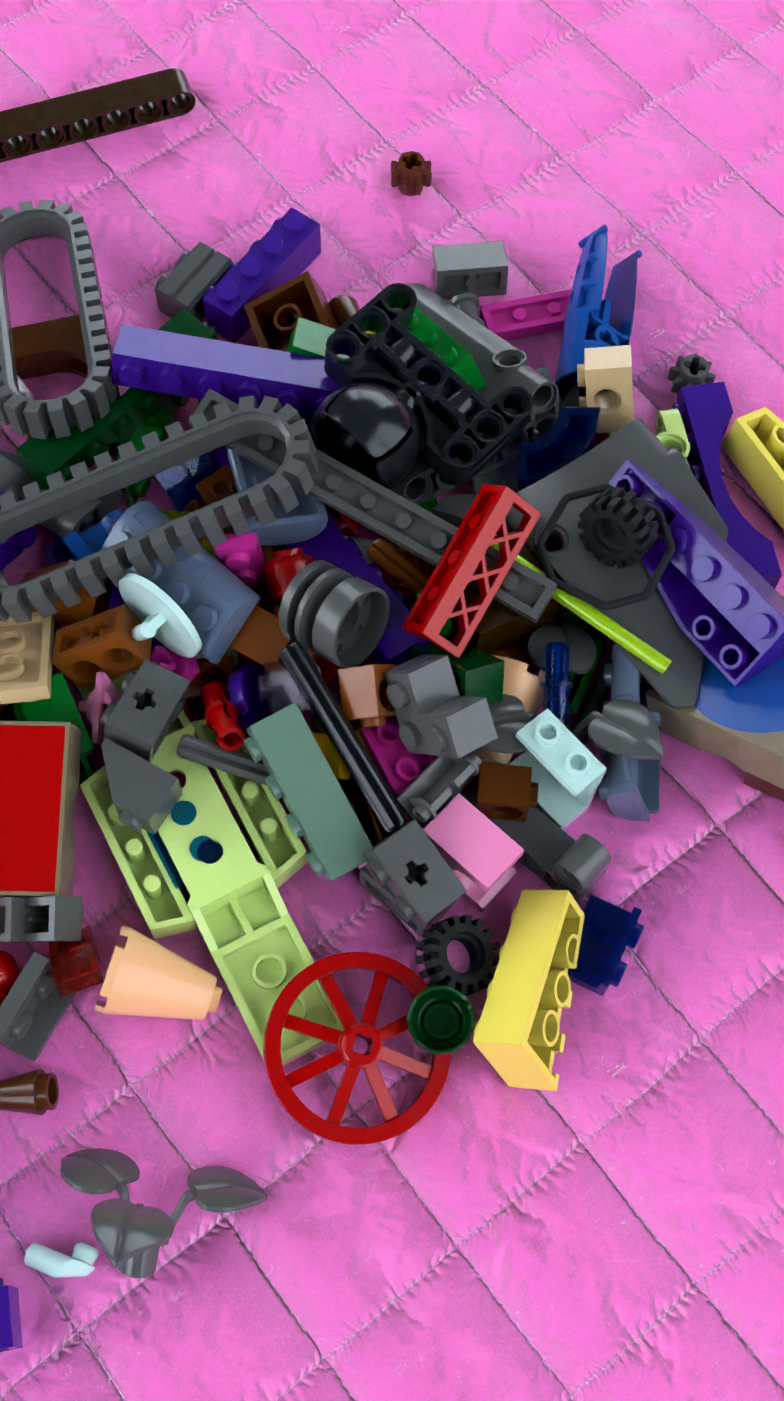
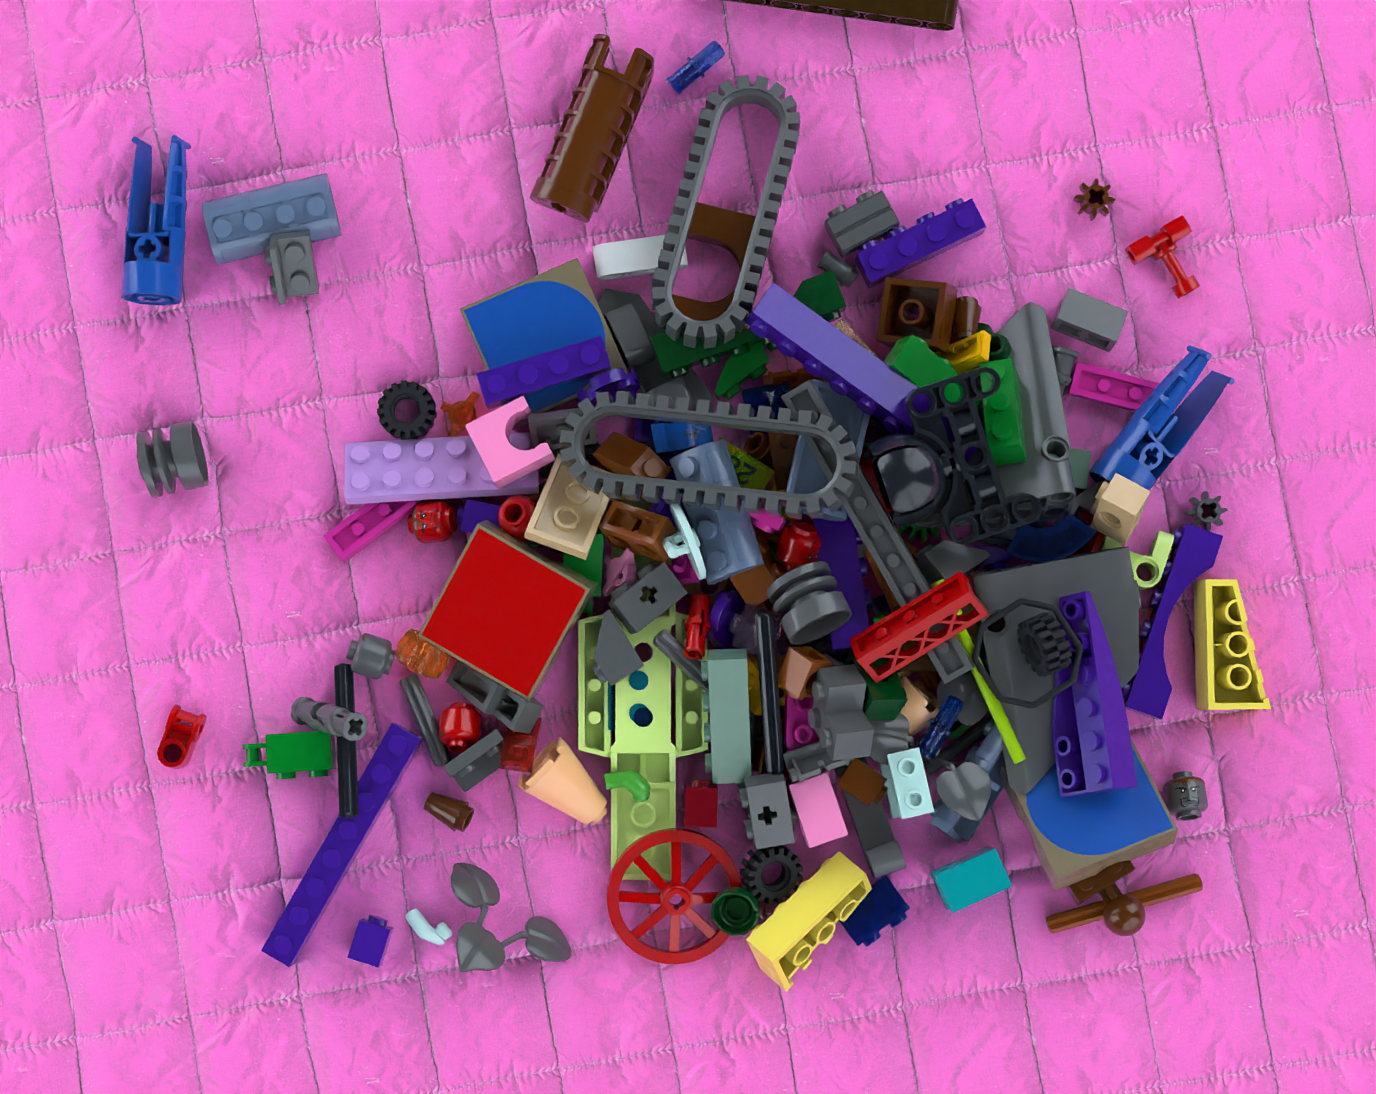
camera: 30 degrees right, 20 degrees up
(234, 933) = (631, 781): none -> bright green arm
(332, 917) = (701, 804): none -> dark red brick
(500, 186) = (1162, 247): none -> red bar
(689, 839) = (971, 878): none -> teal piece

